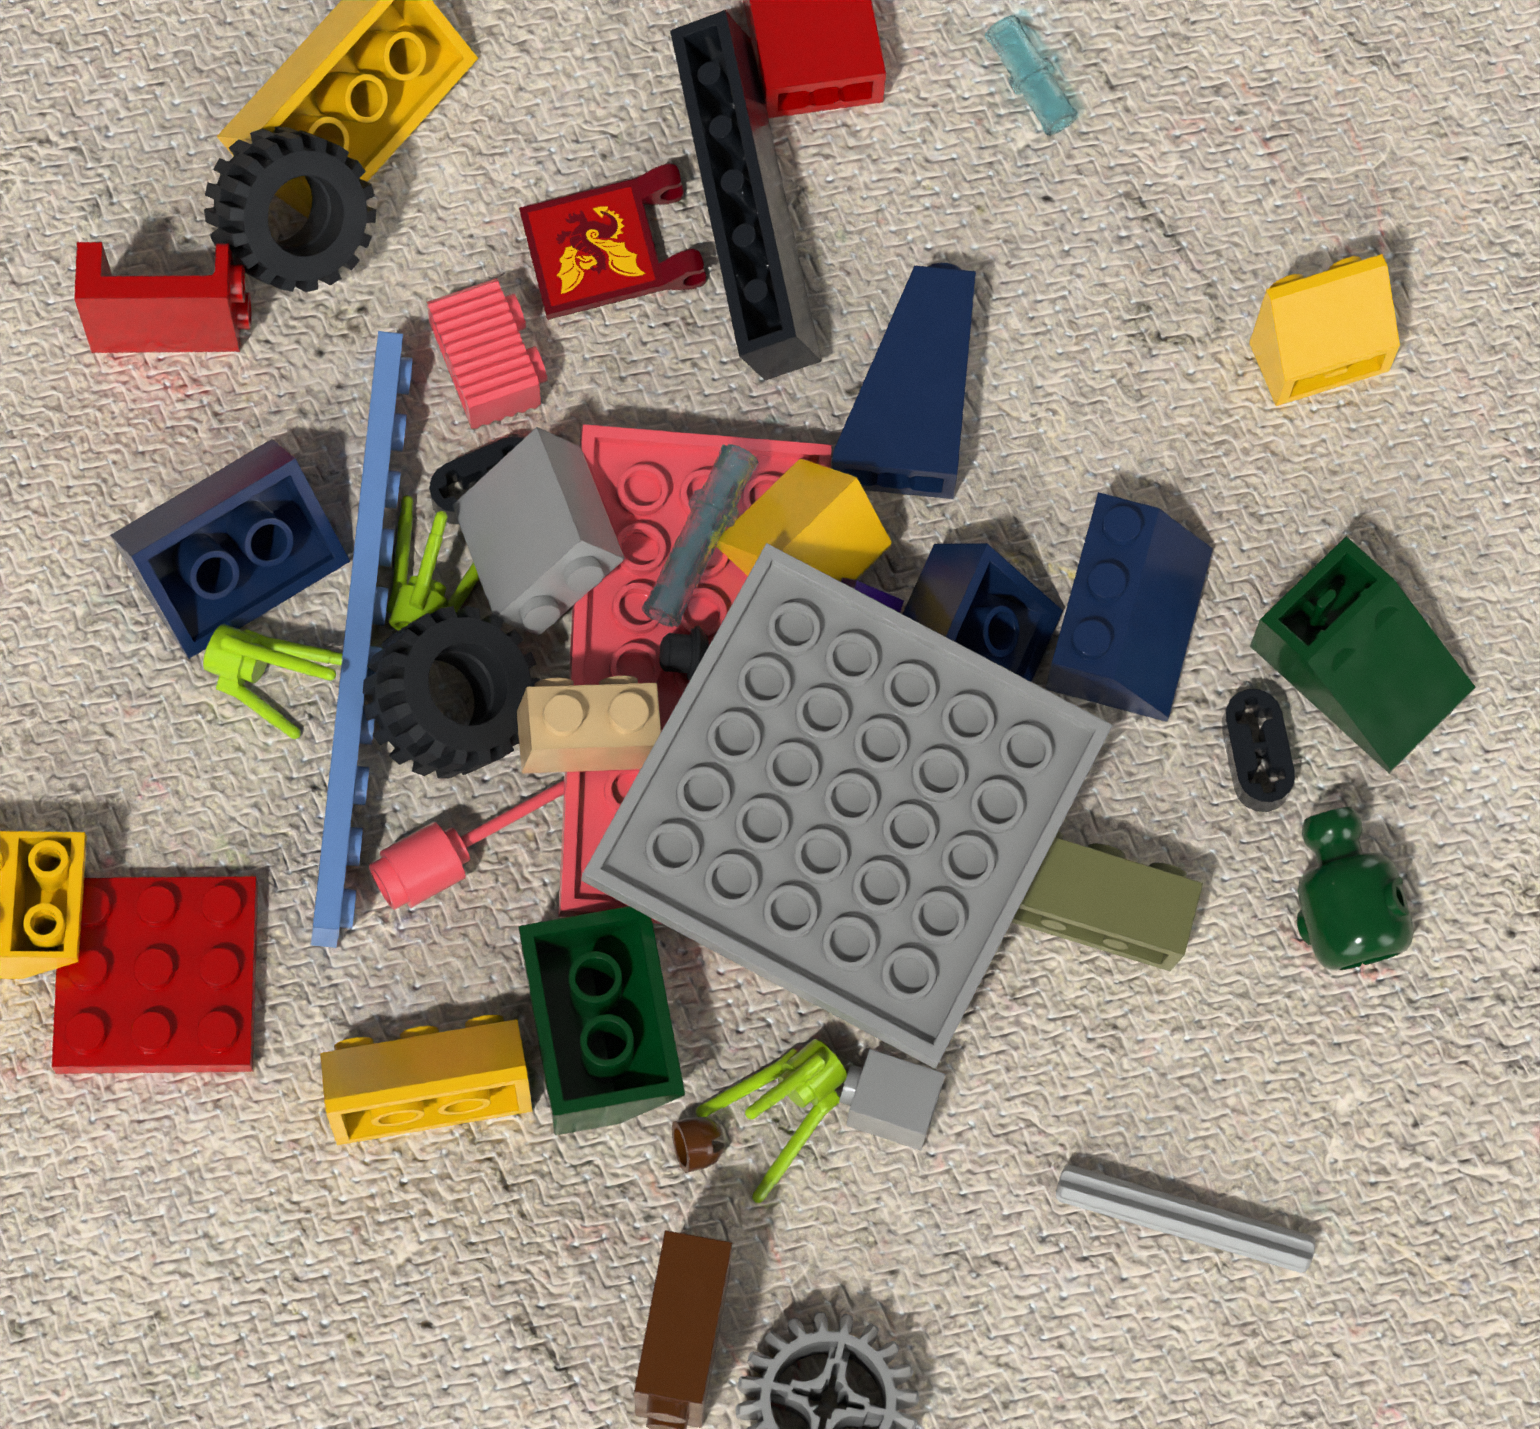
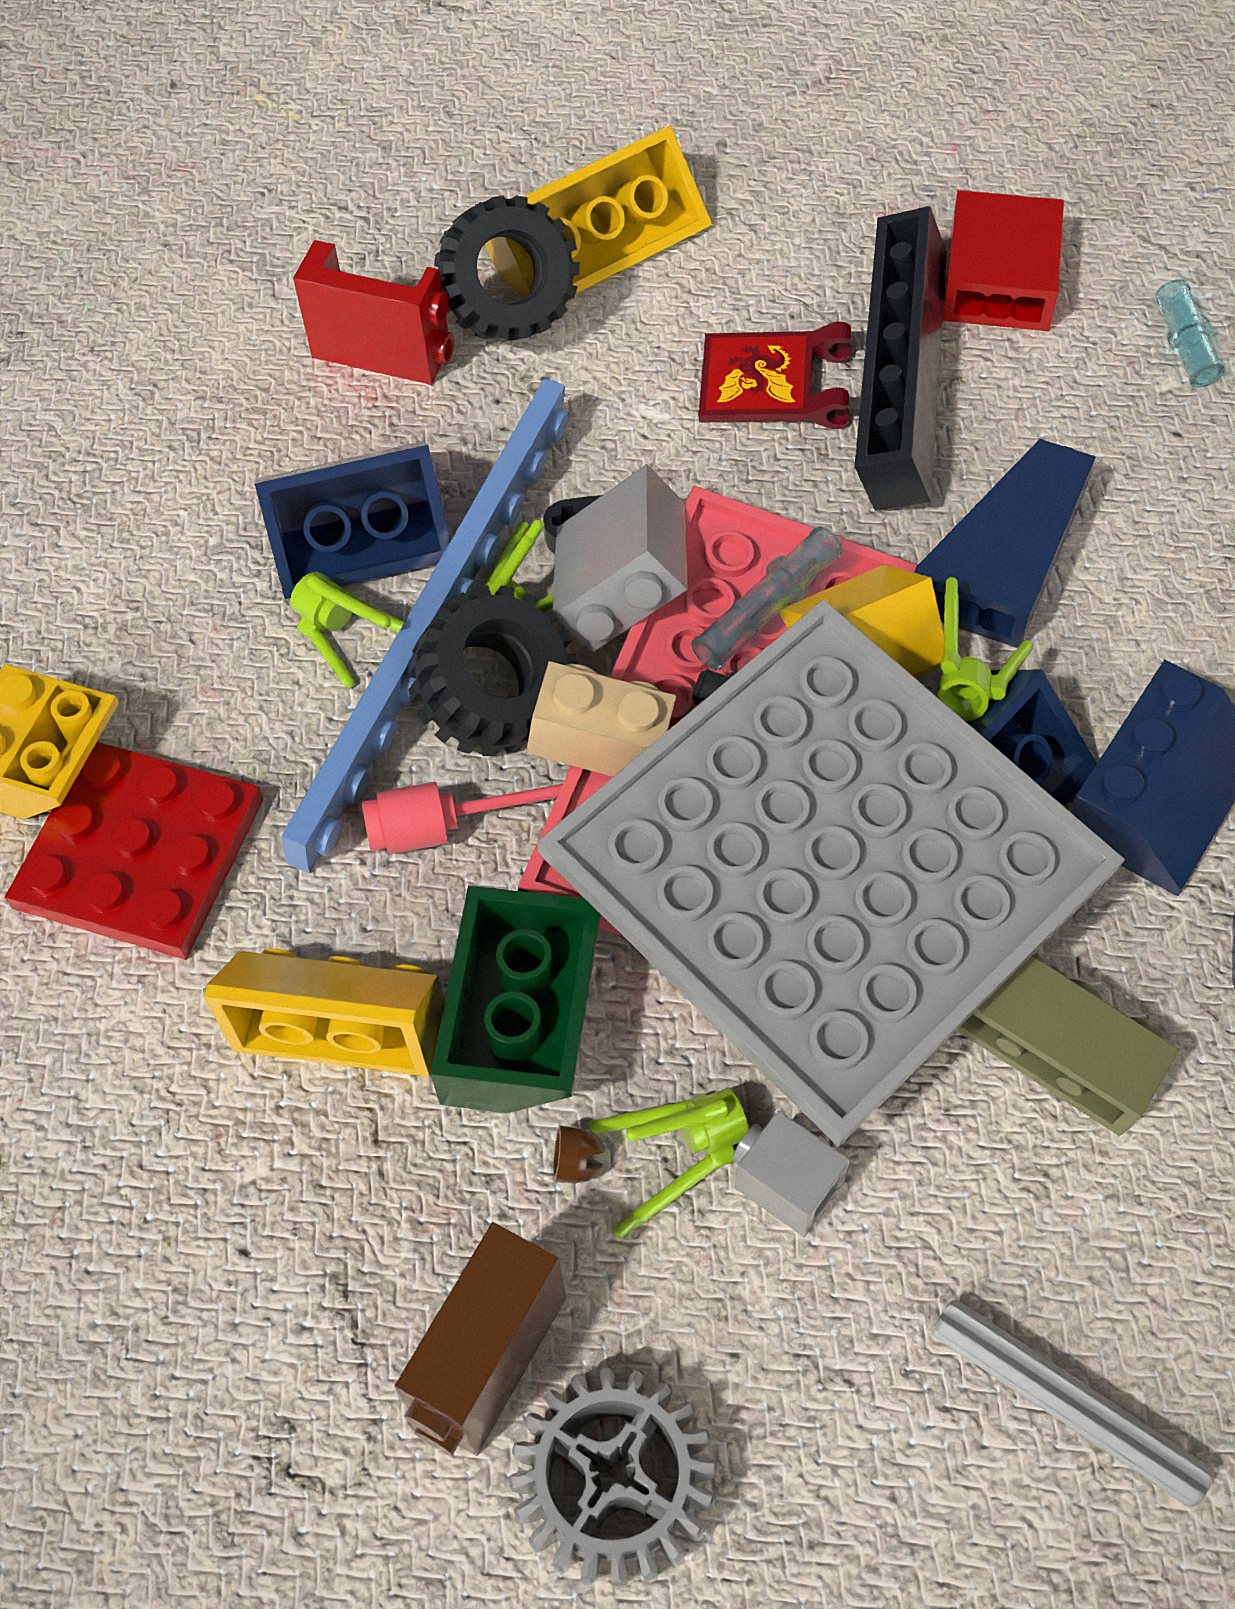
camera: 25 degrees right, 10 degrees down
(486, 353) = (633, 422): coral brick -> none
(918, 573) = (966, 680): none -> lime plant

